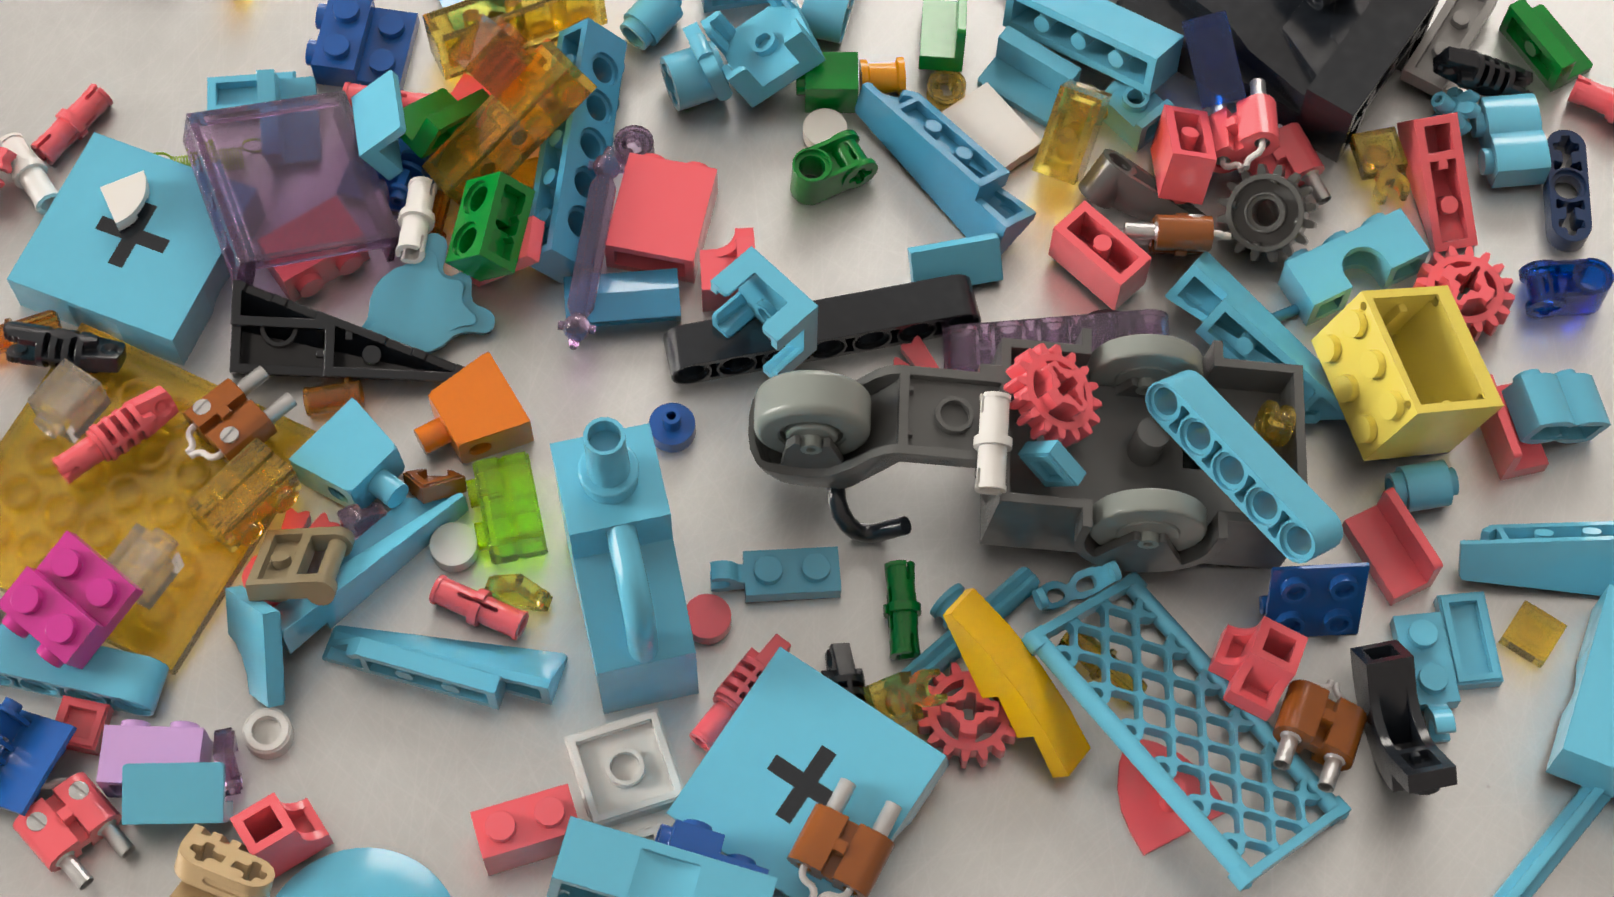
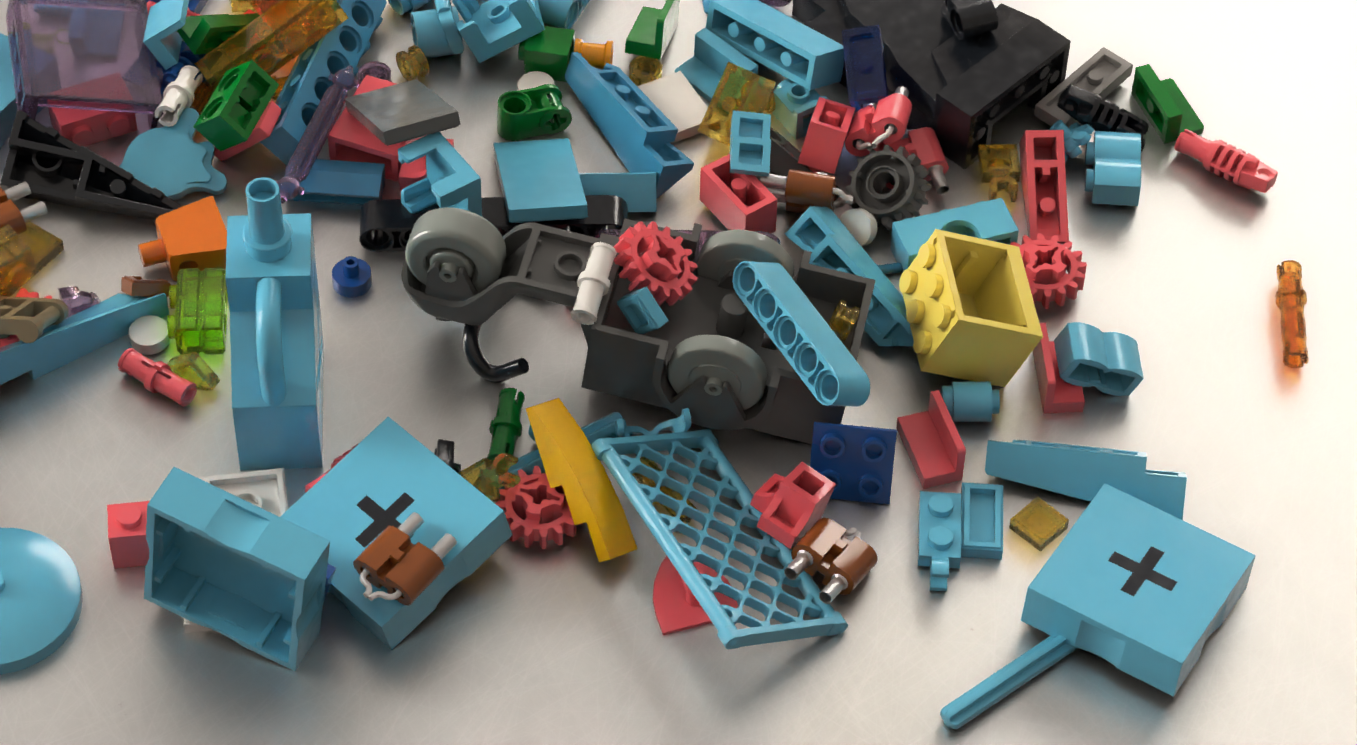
camera: 10 degrees right, 15 degrees down
(332, 397) = (80, 217): clear orange pin -> none
(352, 461) = (80, 257): medium azure torso -> none
(449, 666) = (122, 419): medium azure wedge -> none
(675, 121) = (412, 63): none -> clear yellow bush
(696, 216) = (402, 112): none -> dark grey tile
(709, 618) = (343, 413): coral tile -> none
(781, 574) = (411, 391): medium azure plate -> none
(866, 268) = (540, 180): none -> medium azure tile
(1104, 189) = (750, 143): none -> medium azure slope
(1243, 265) = (860, 225): none -> white tile
(1394, 723) = (899, 562): black arch -> none
(1556, 206) = (1160, 225): dark blue beam -> none
(1557, 290) = (1136, 279): clear blue piece -> none

